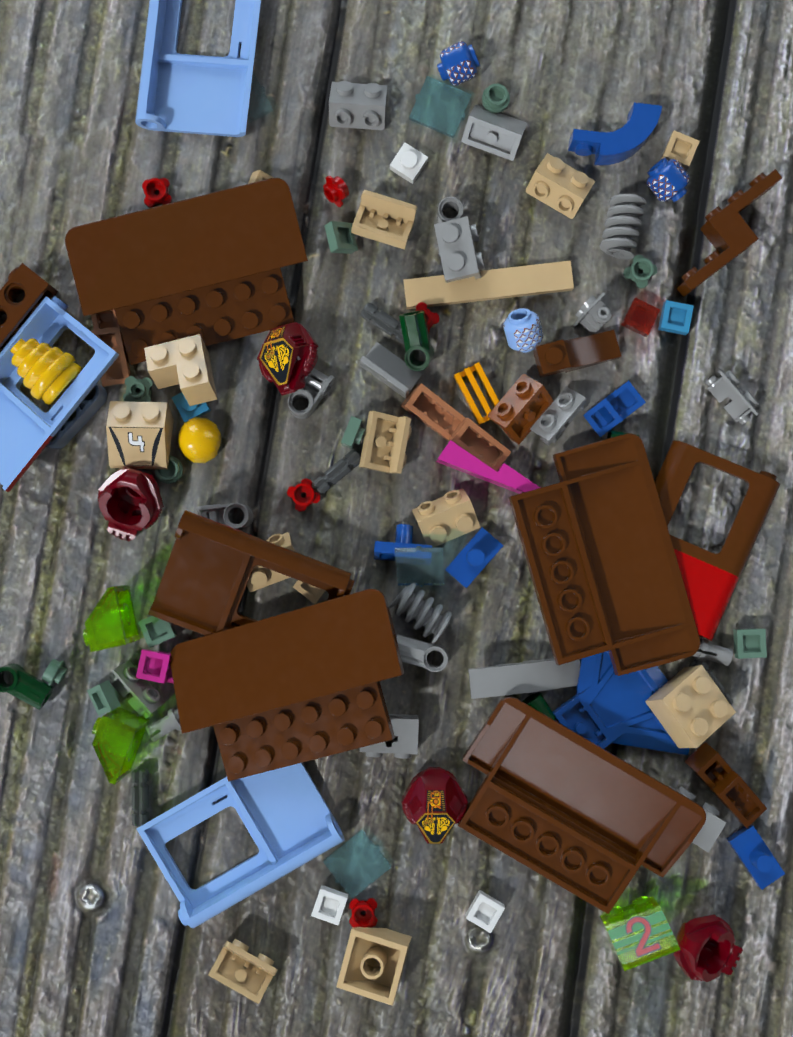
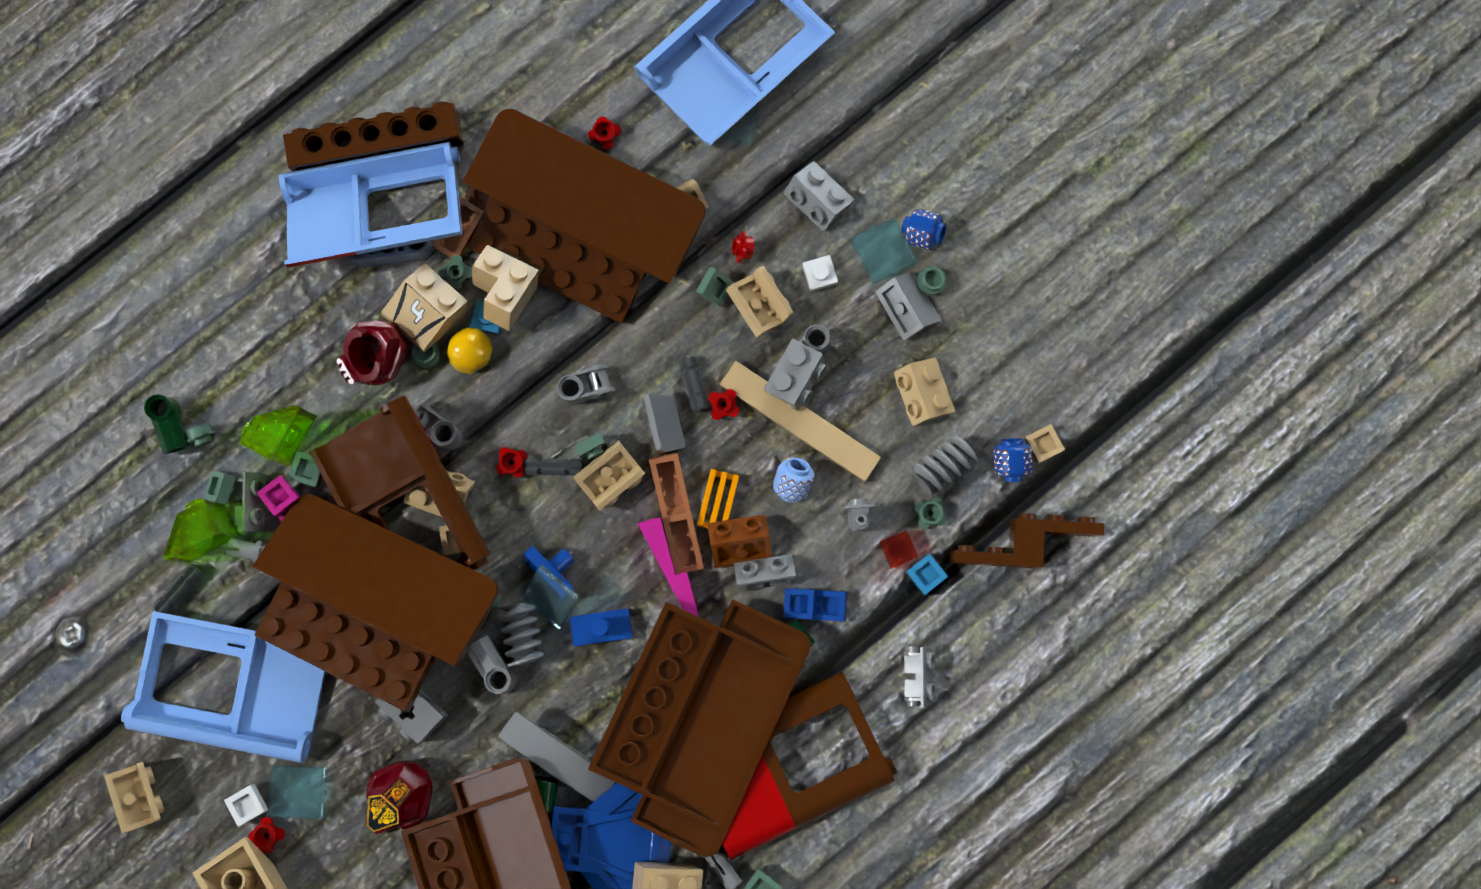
camera: 45 degrees right, 5 degrees down
(44, 369) = (398, 197): yellow piece -> none
(279, 357) = (588, 335): dark red helmet -> none
(416, 338) = (703, 415): dark green piece -> none
(446, 517) = (605, 576): tan bracket -> none
(576, 353) = (822, 535): reddish brown slope -> none
(619, 144) = (1002, 399): blue arch -> none

